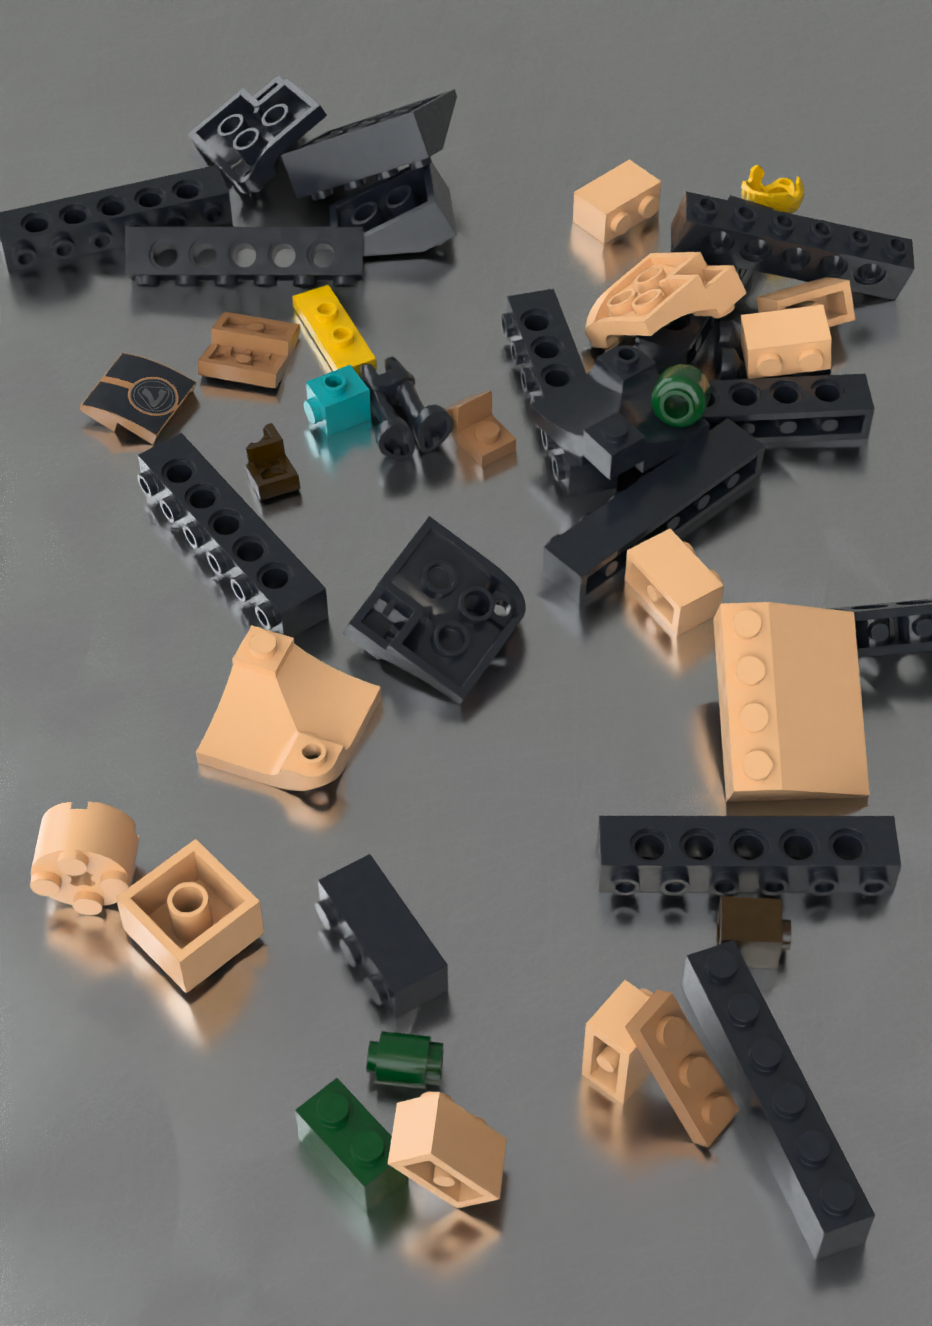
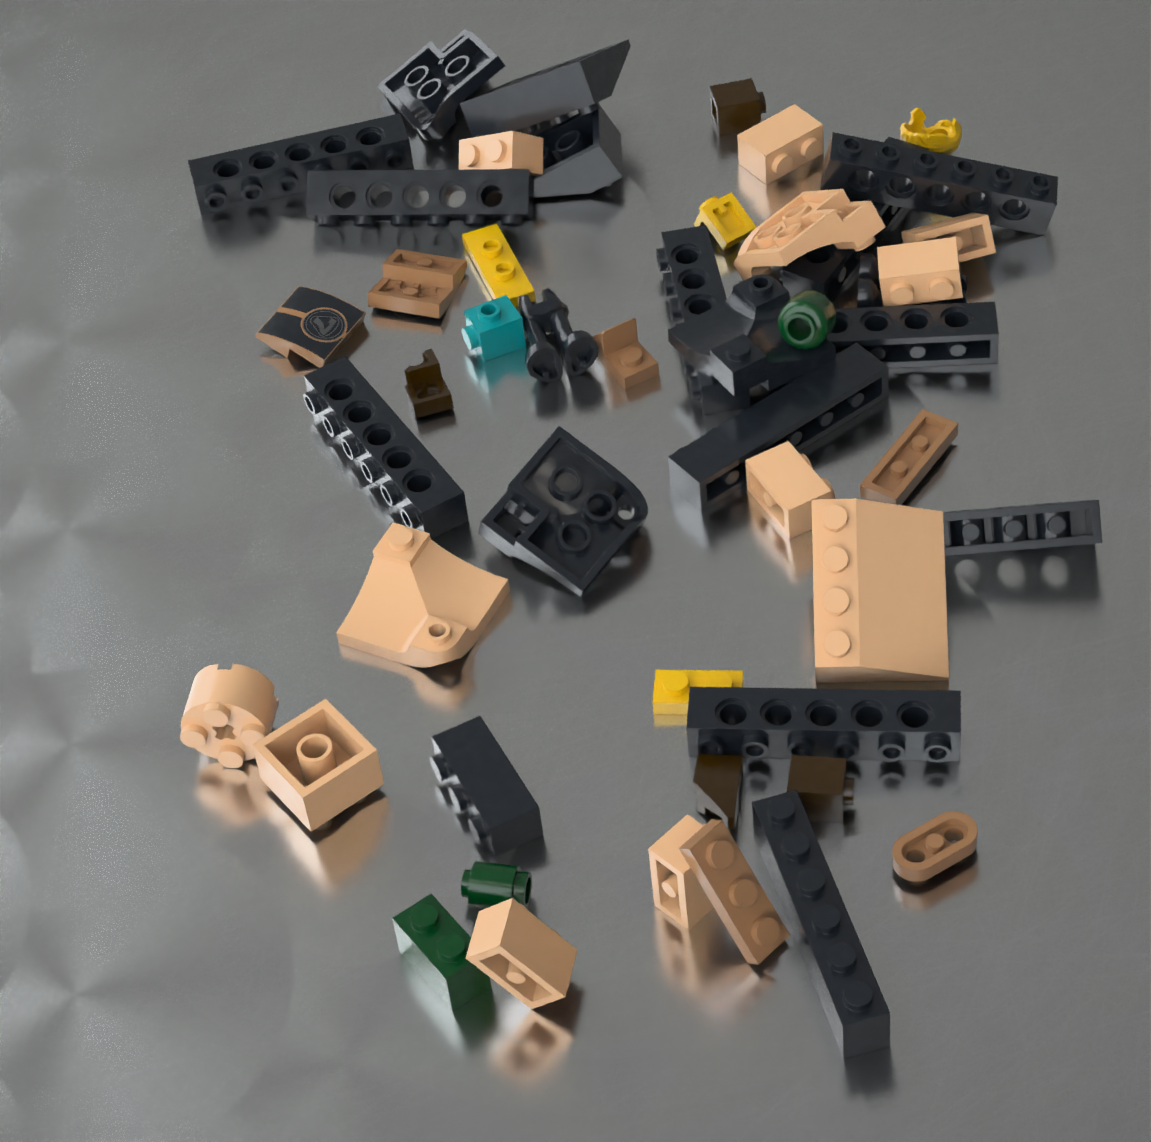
camera: 10 degrees right, 5 degrees down
(330, 208) = (502, 151): none -> light nougat brick
(566, 161) = (736, 106): none -> dark brown brick
(570, 281) = (725, 220): none -> yellow bracket
(579, 811) = (673, 687): none -> yellow plate
(639, 929) = (718, 785): none -> dark brown slope
(794, 547) = (909, 459): none -> medium nougat plate
(882, 1001) = (932, 847): none -> medium nougat plate

